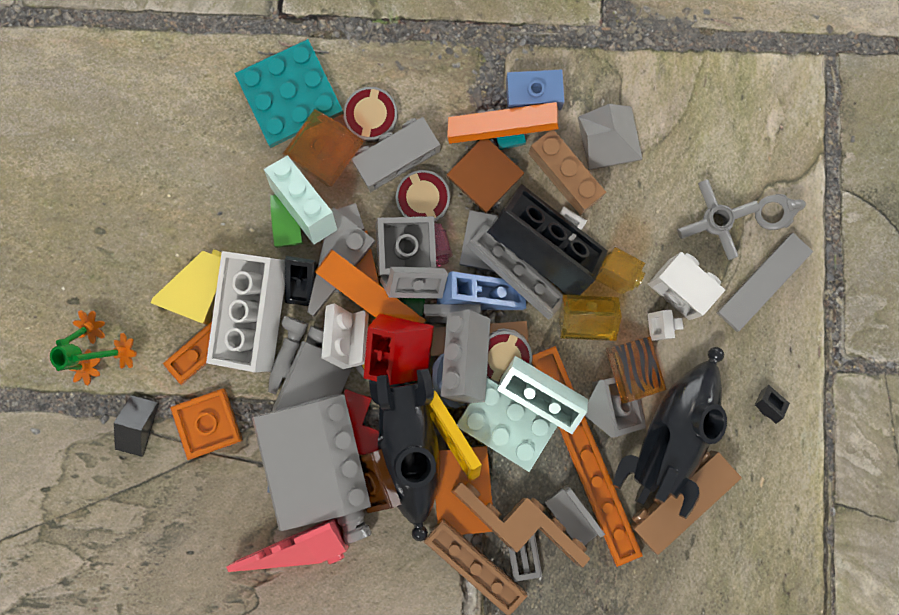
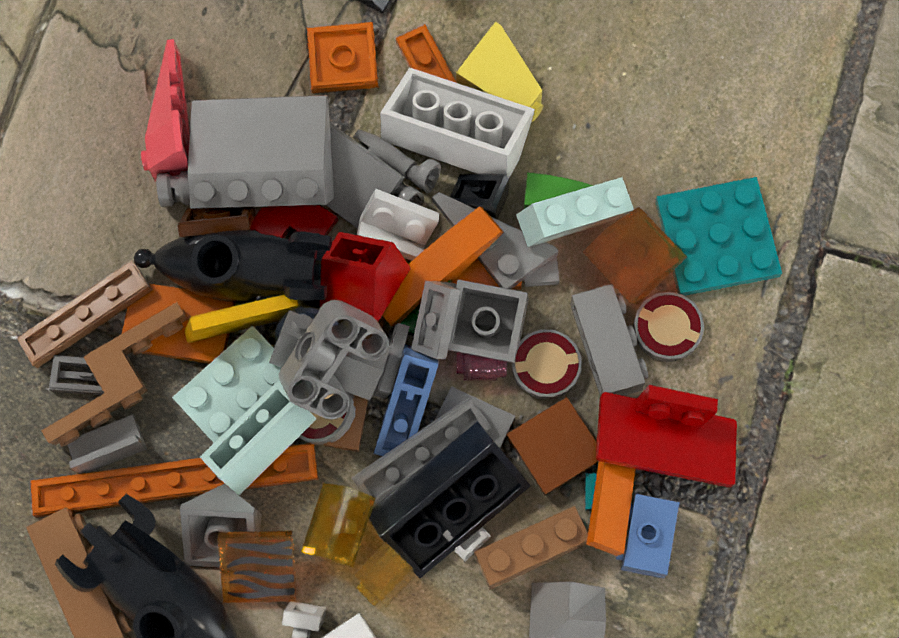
camera: 110 degrees right, 10 degrees down
(460, 92) = (668, 435): none -> red bracket
(485, 361) = (321, 353): none -> light grey beam

